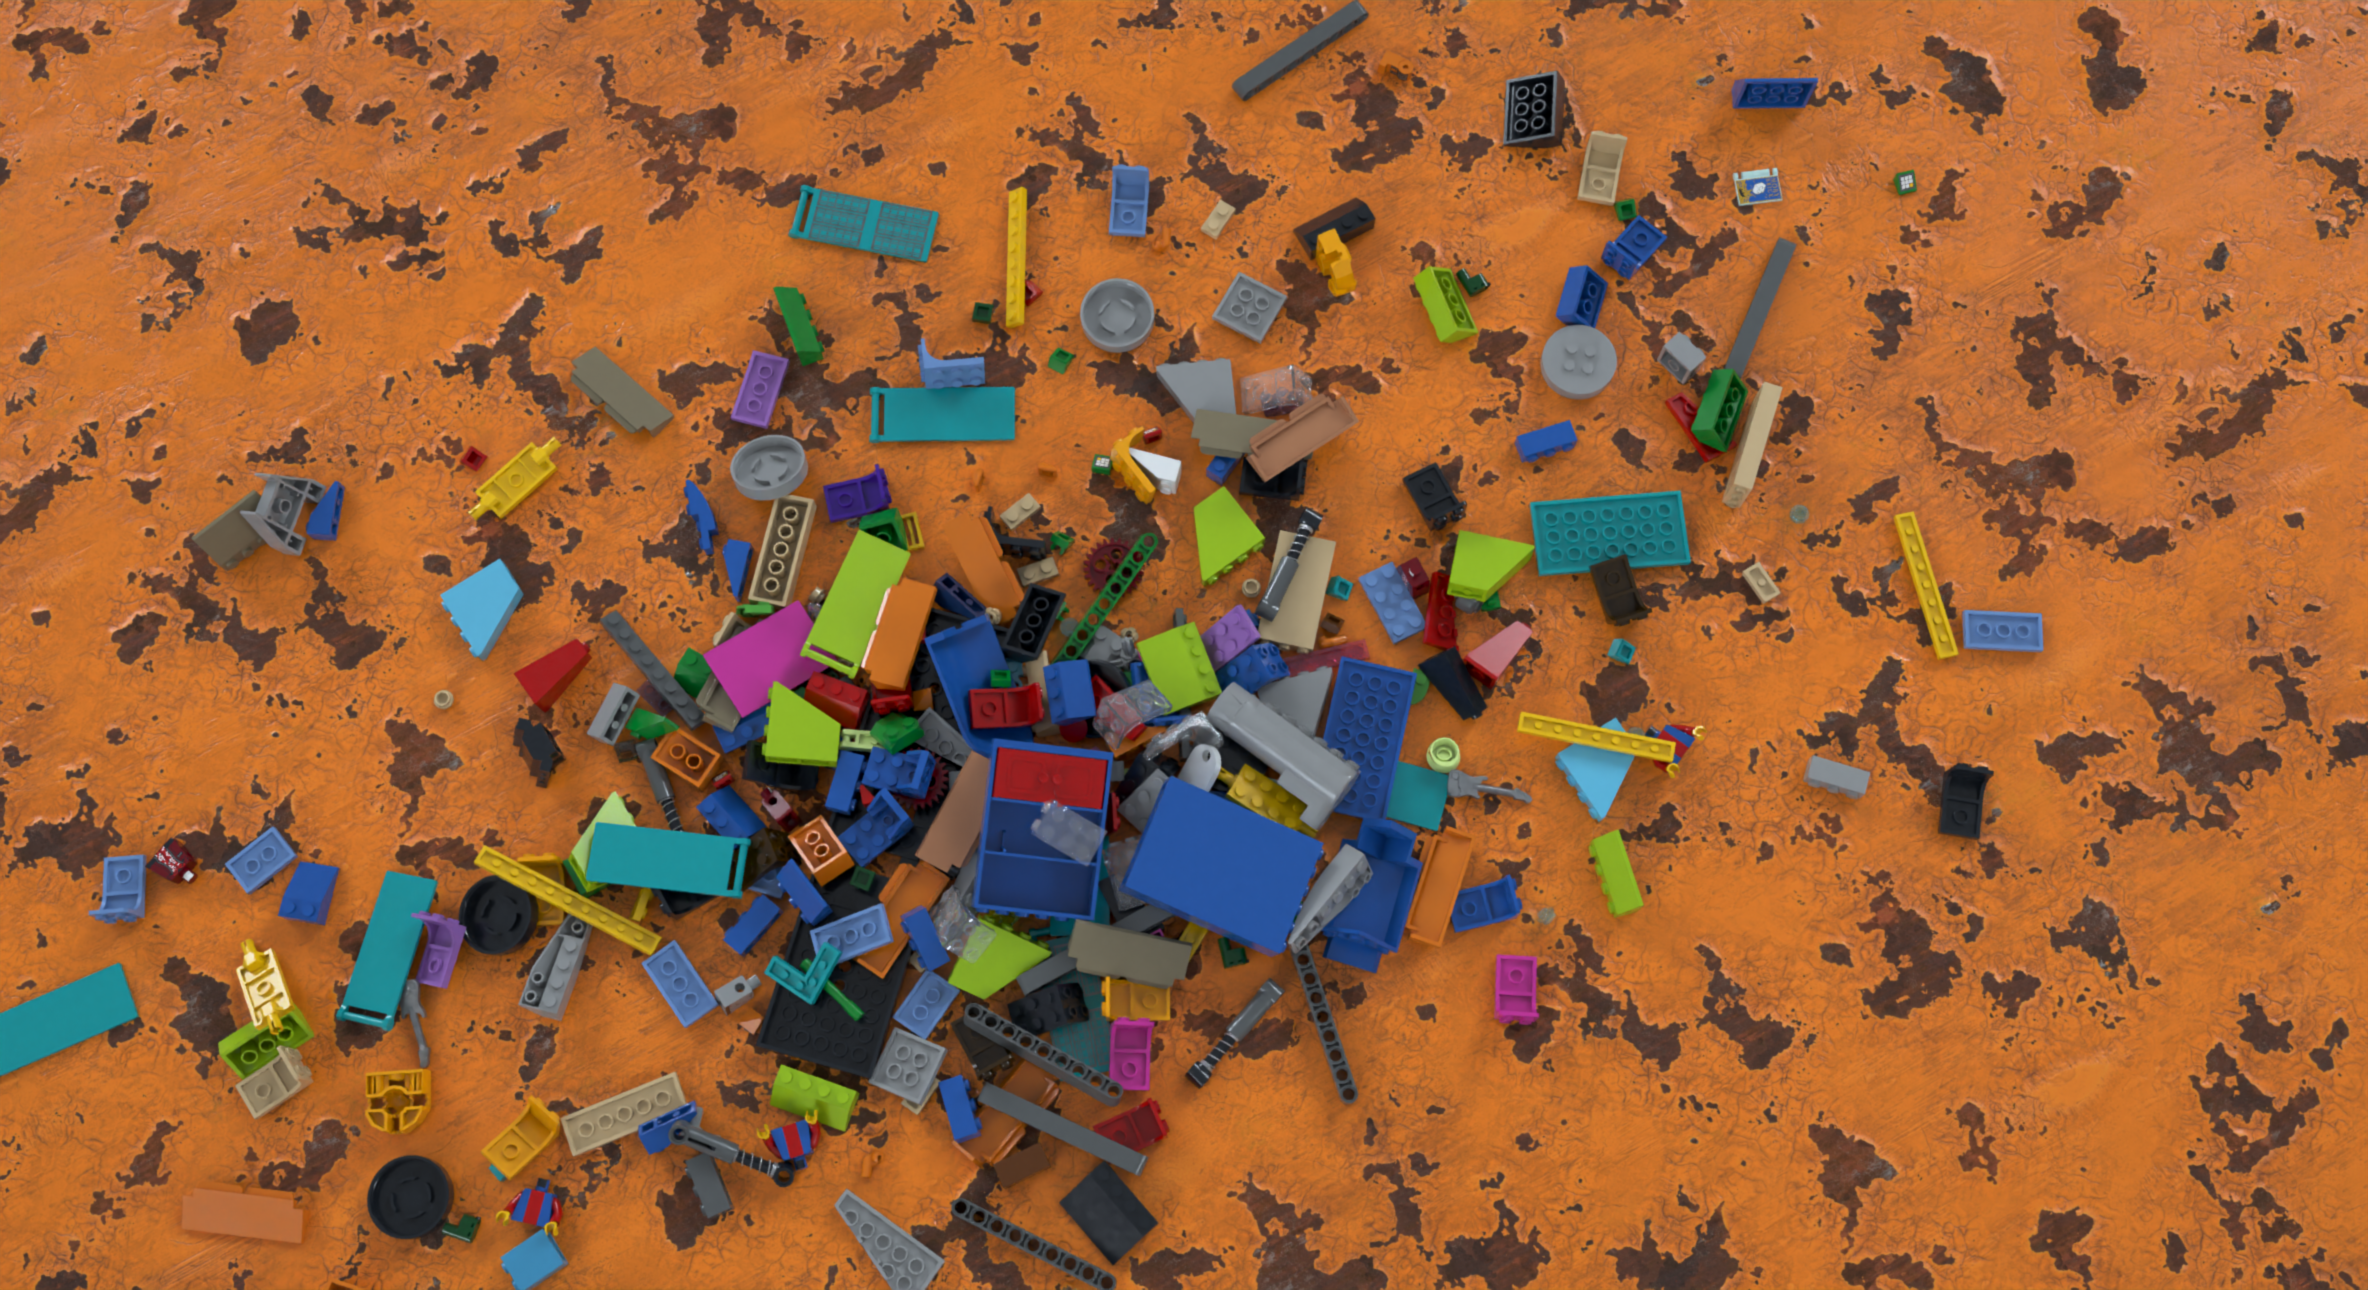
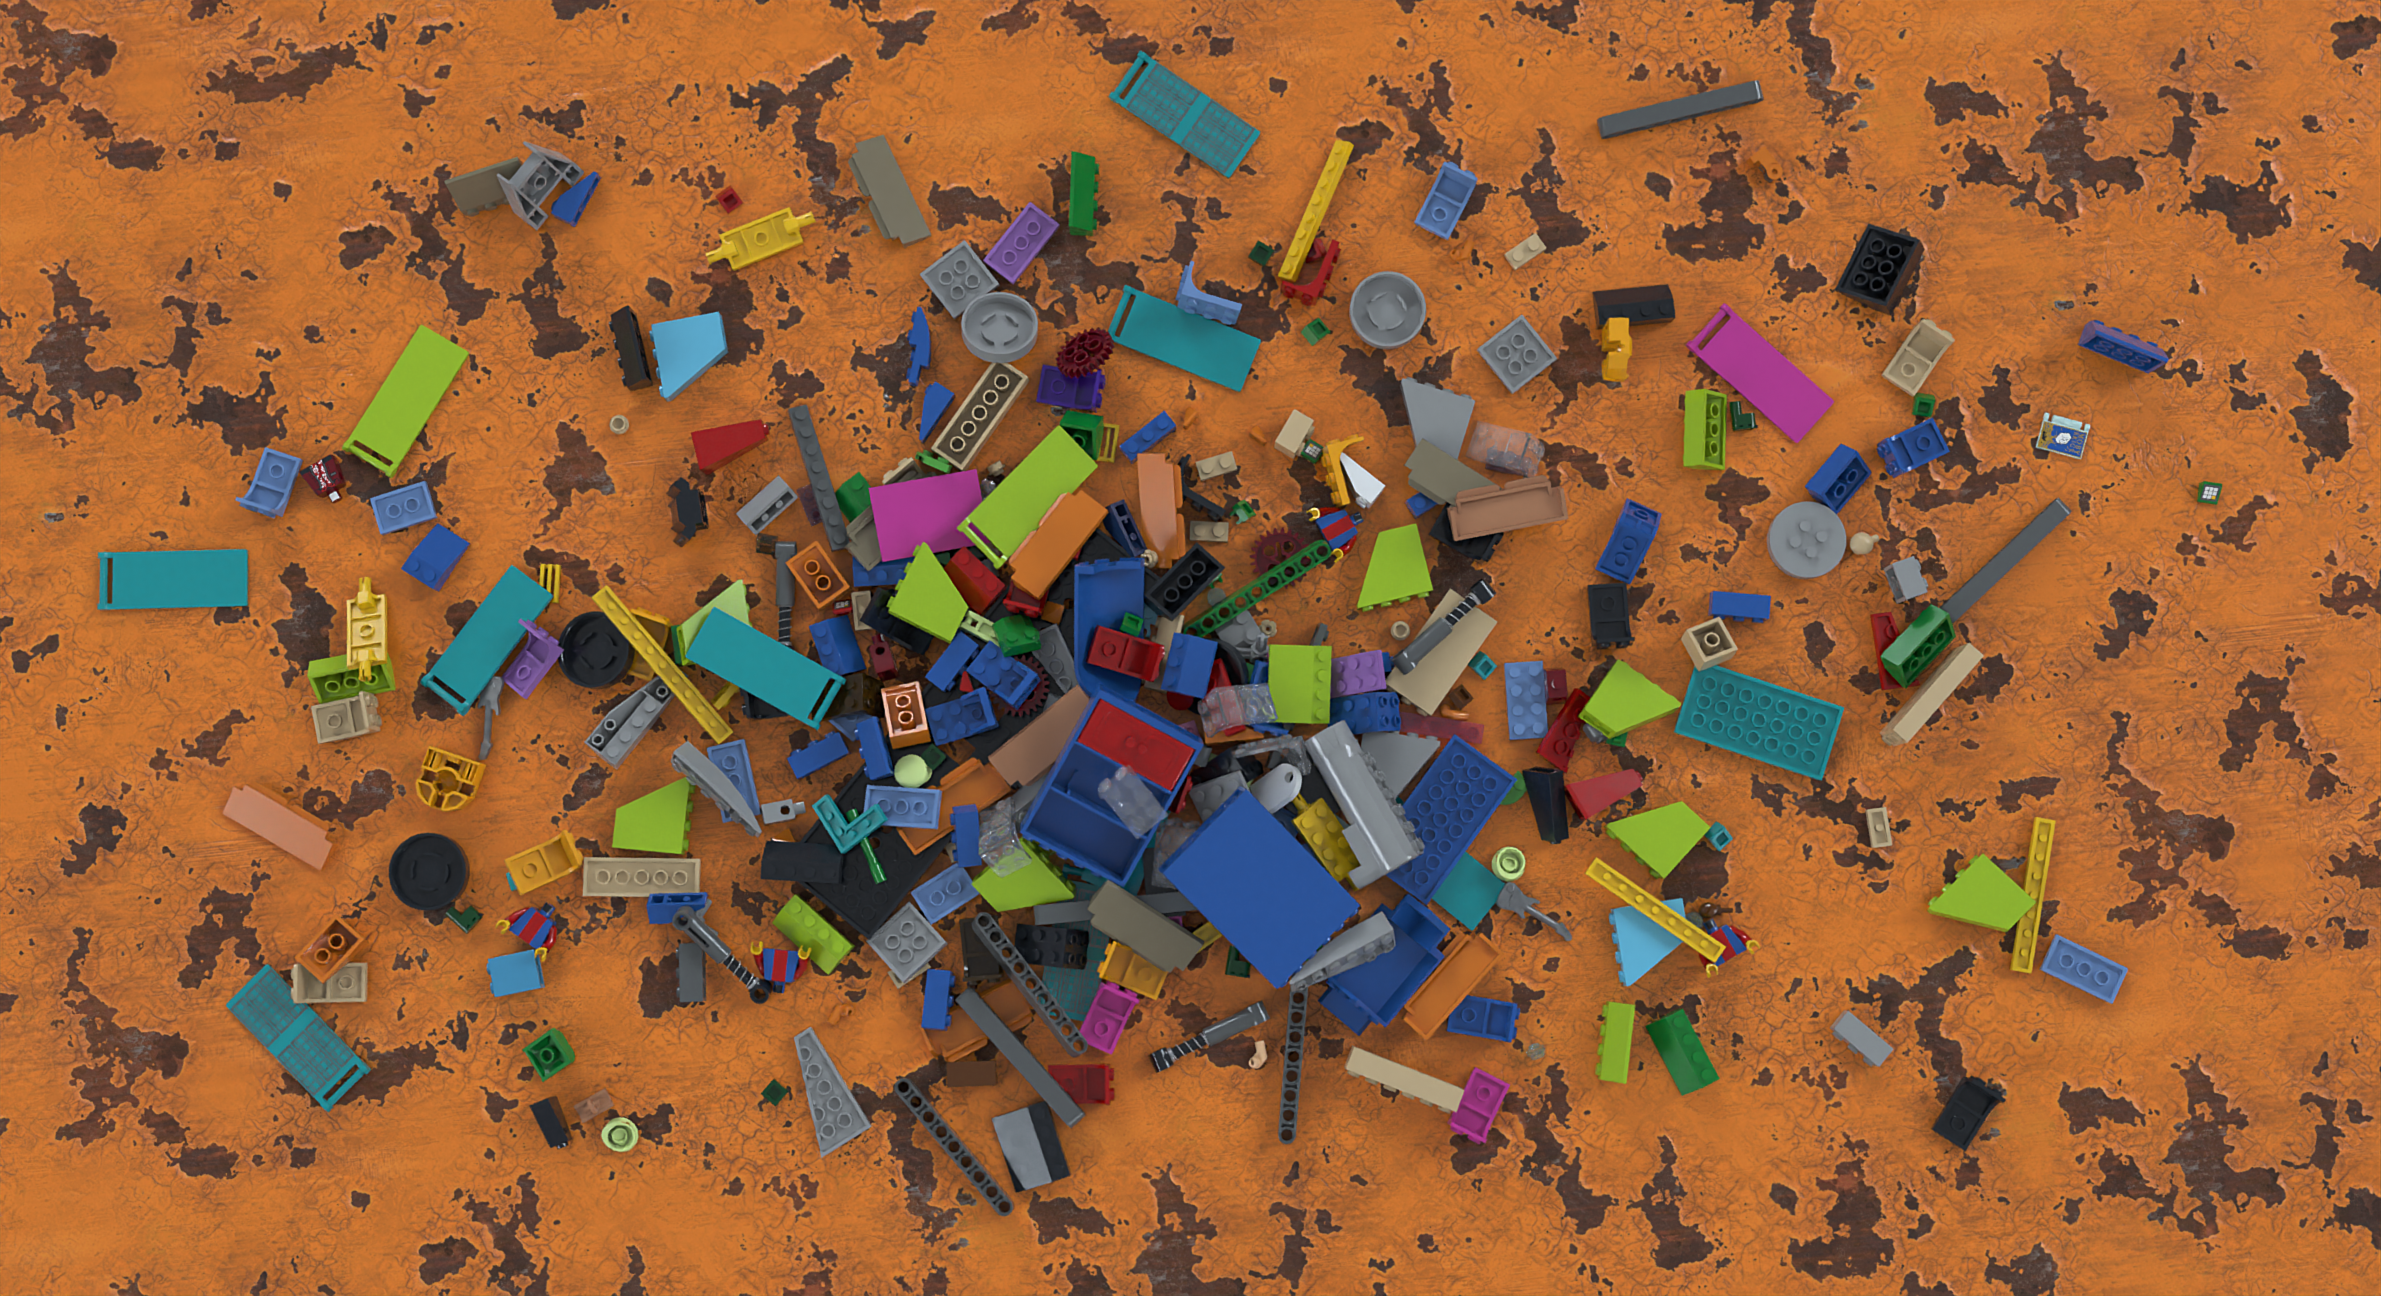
camera: 25 degrees right, 10 degrees up
(229, 759) = (407, 399): none -> lime flag
(425, 858) = (550, 567): none -> yellow tile
(429, 626) = (631, 349): none -> black slope
(618, 1052) = (656, 820): none -> lime slope
(649, 725) = (794, 530): green slope -> none
(662, 992) = (714, 784): none -> light grey wedge
(714, 442) = (959, 279): none -> light grey plate
(735, 767) = (859, 603): none -> tan plate
(776, 1031) = (801, 862): none -> black slope
(836, 1268) = (774, 1092): none -> dark green plate
(848, 899) = (912, 771): none -> yellowish green piece
(857, 458) = (1091, 343): none -> dark red gear
(946, 509) = (1148, 436): none -> blue brick
(1040, 326) = (1311, 292): none -> red bracket
(1080, 453) = (1294, 434): none -> tan brick
(1152, 435) = (1371, 442): red slope -> none
(1153, 519) = (1337, 528): none -> torso
(1291, 1031) = (1260, 1056): none -> light nougat arm
(1422, 426) = (1629, 541): none -> blue bracket
(1435, 993) = (1403, 1078): none -> tan brick
(1473, 240) = (1762, 375): none -> dark pink flag
(1534, 483) = (1709, 644): none -> tan brick
(1568, 672) = (1659, 836): none -> lime slope
(1618, 591) = (1740, 781): dark brown bracket -> none
(1629, 344) = (1863, 543): none -> tan piece
(1644, 719) = (1708, 910): none -> reddish brown piece
(1680, 858) = (1682, 1052): none -> green slope
(1799, 514) = (1946, 776): clear light blue plate -> none
(1883, 604) = (1982, 897): none -> lime slope

